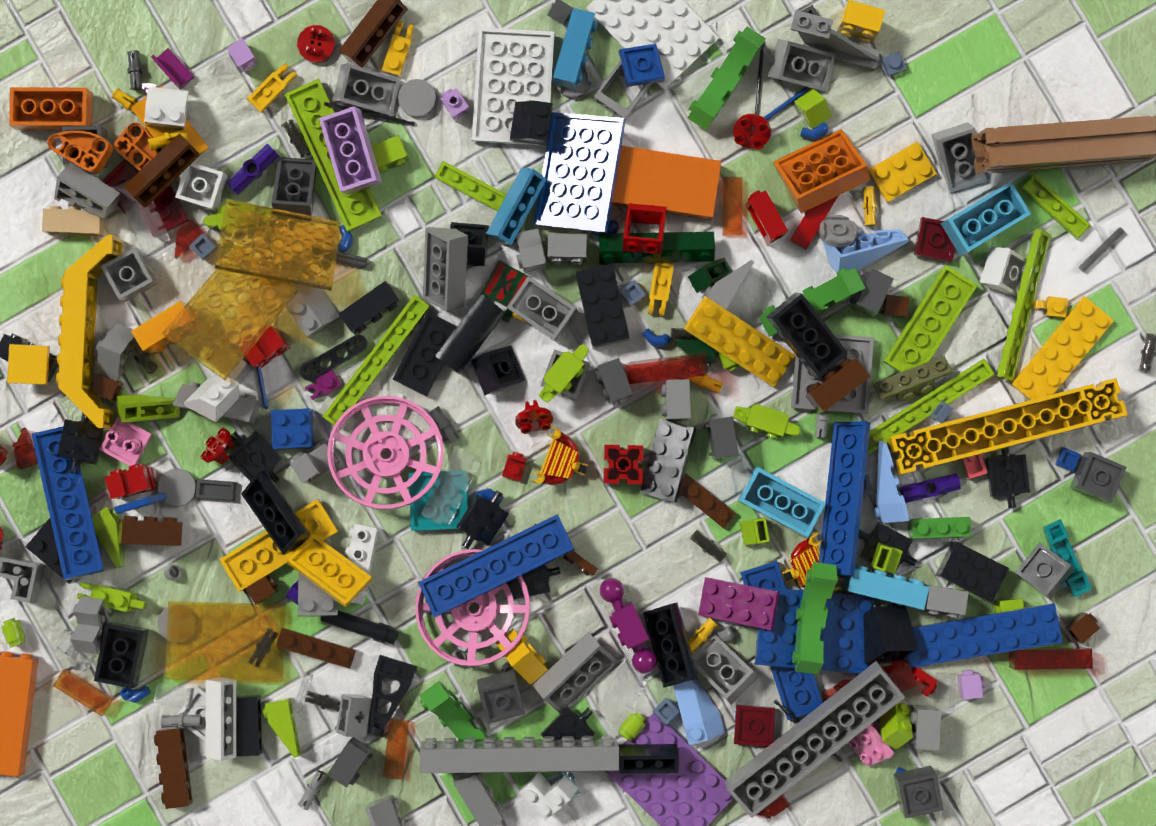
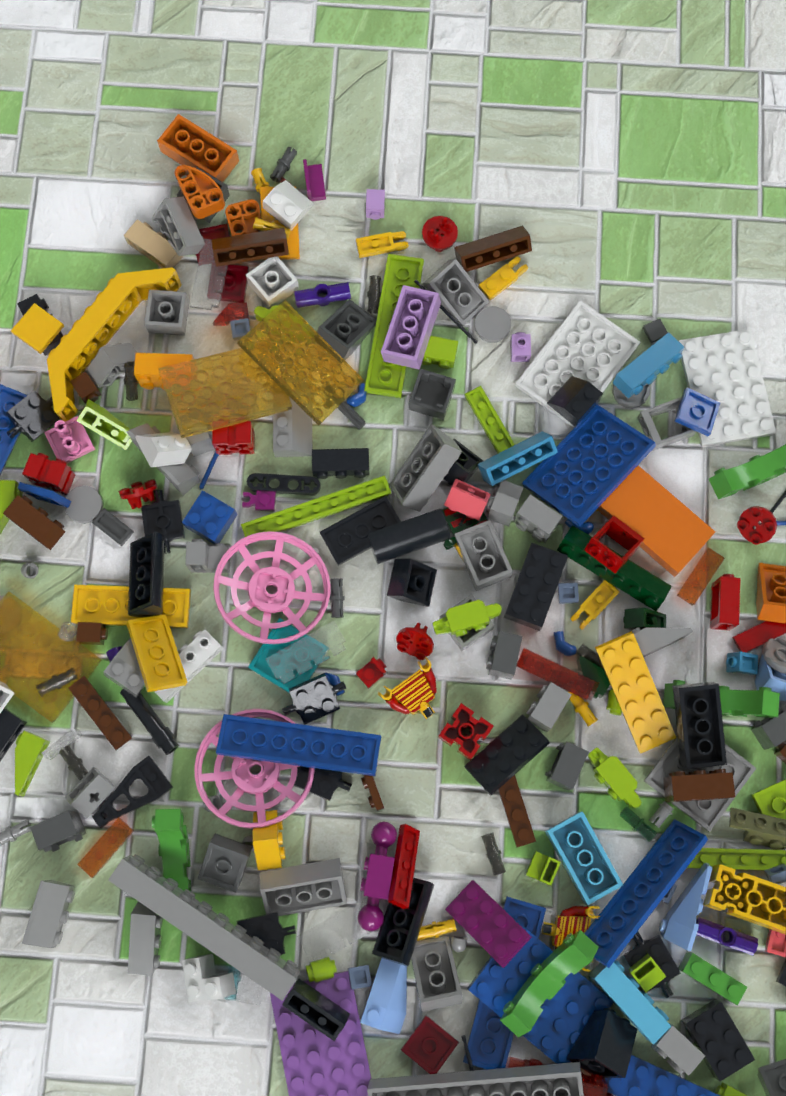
camera: 30 degrees right, 10 degrees down
(242, 605) = (68, 636): none -> clear bush
(407, 196) = (432, 394): none -> dark grey container
(497, 270) = (467, 499): none -> coral brick
(644, 604) = (404, 866): none -> red plate
(807, 445) = (638, 824): none -> clear green axle
(811, 257) = (742, 663): none -> dark azure bracket

